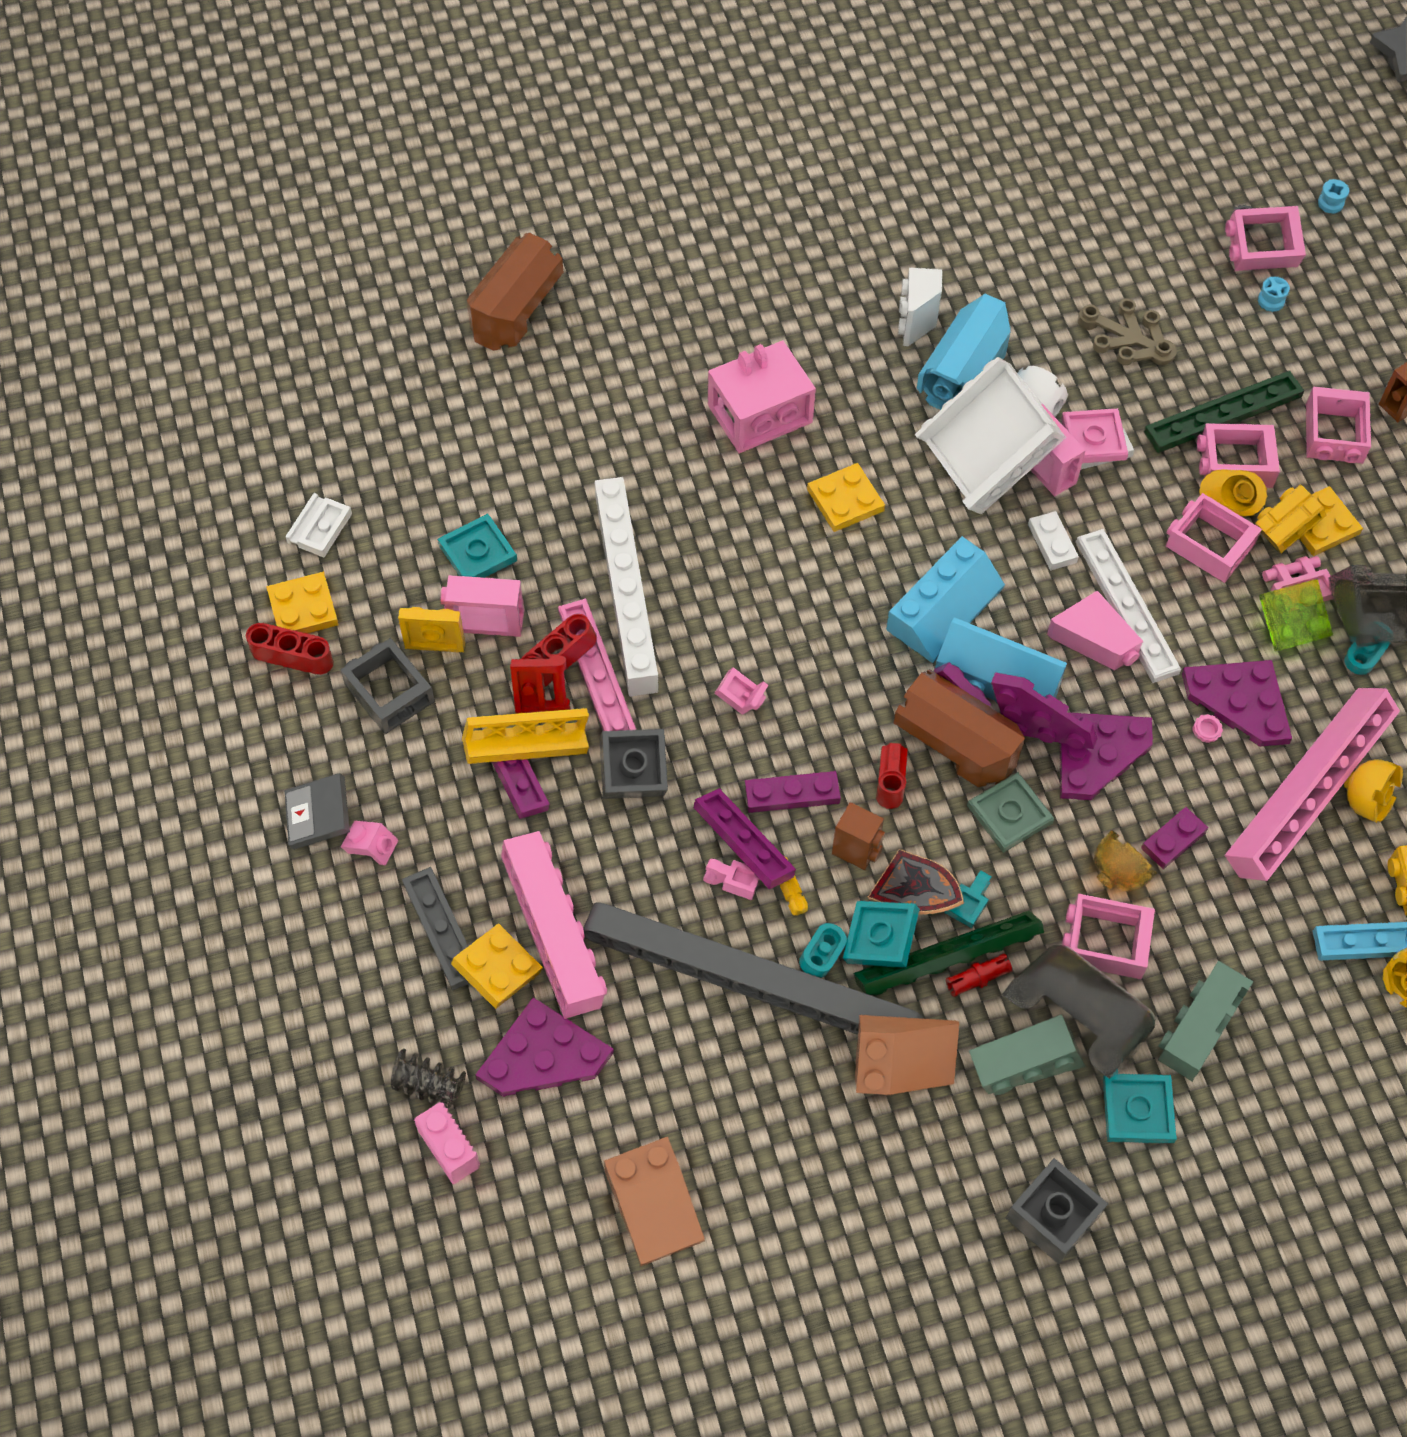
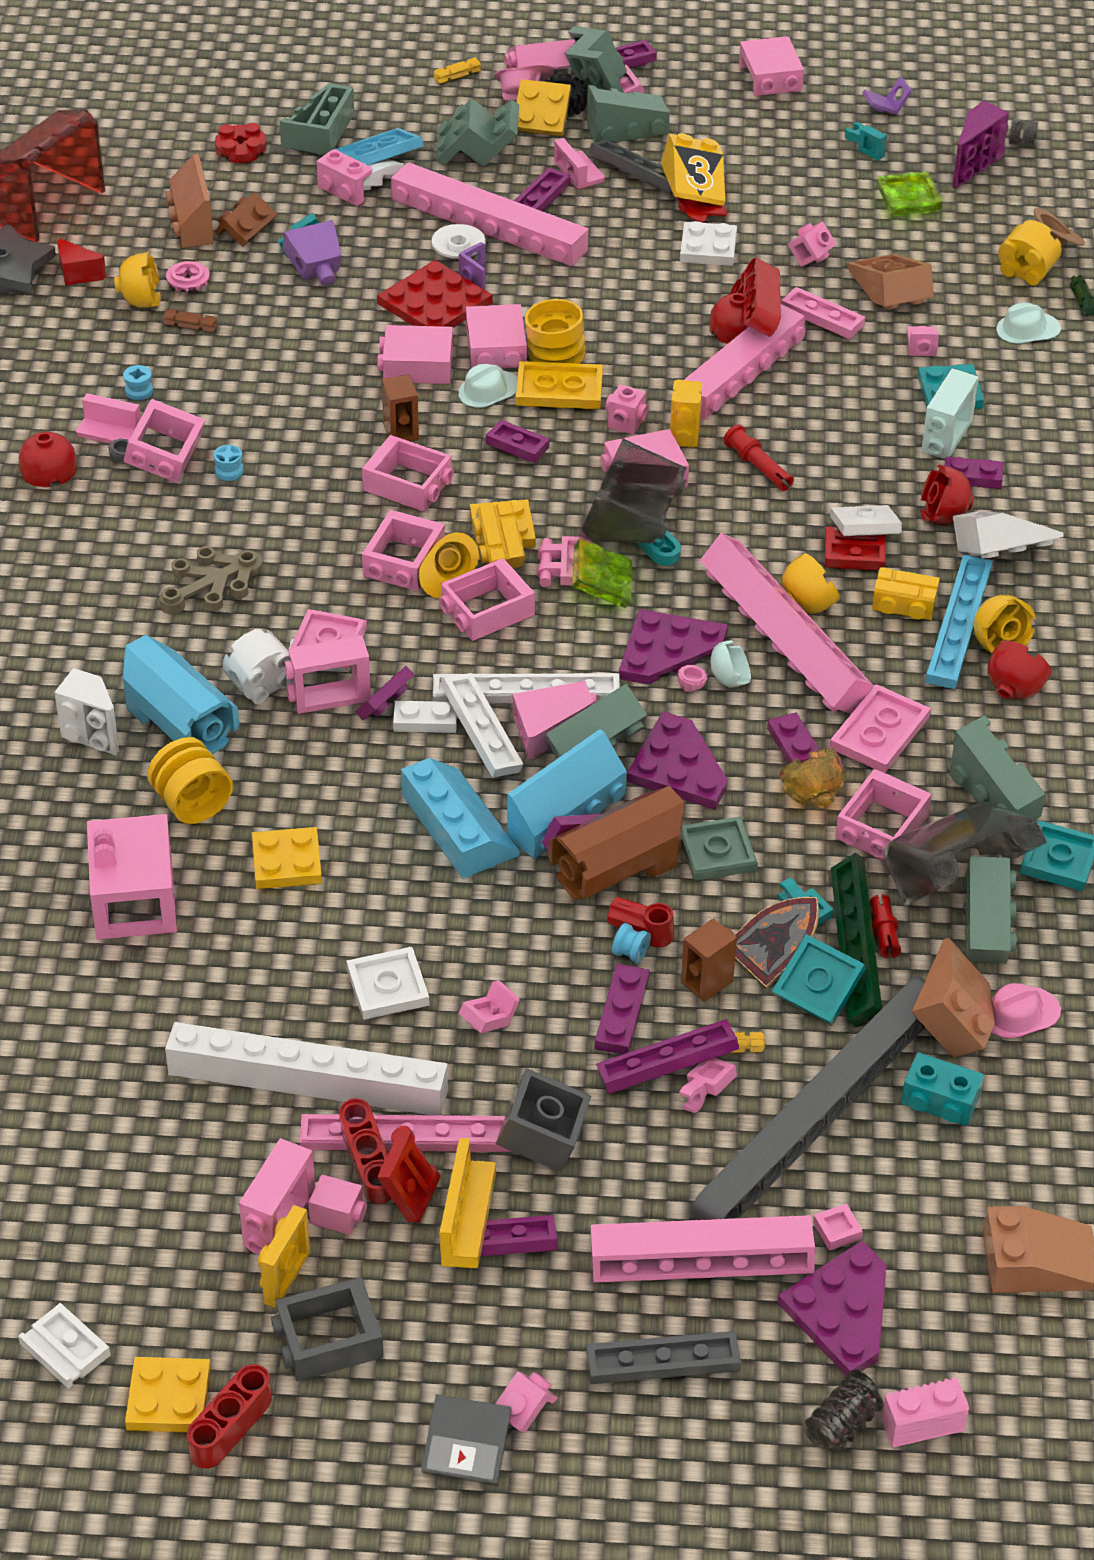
camera: 70 degrees left, 15 degrees down
(477, 548) = (184, 1196): teal plate -> none
(496, 965) = (732, 1313): yellow plate -> none
(502, 647) = (336, 1204): none -> bright pink brick
(619, 1025) = (837, 1227): none -> bright pink plate
(741, 611) = (387, 983): none -> white plate
(802, 1071) = (942, 1089): none -> teal brick
(823, 950) = (819, 1032): teal plate -> none
(861, 774) = (631, 943): none -> medium azure wheel
(880, 397) = (190, 780): none -> yellow wheel
(933, 1122) = (1023, 1010): none -> bright pink piece
(990, 434) = (297, 704): white panel -> none
(1040, 715) = (641, 769): magenta plate -> none
(1056, 582) = (482, 725): none -> white plate
(1069, 504) = (394, 687): none -> magenta plate
(1096, 670) = (615, 714): none -> sand green wedge
(1201, 172) = (47, 459): none -> red cylinder
(1224, 410) = (346, 545): dark green plate -> none
(1225, 905) = (880, 728): none -> bright pink plate
(1235, 754) = (730, 665): none -> light aqua hair
(1272, 191) = (107, 419): none -> bright pink panel
(1358, 1006) = (1016, 672): none -> red cylinder

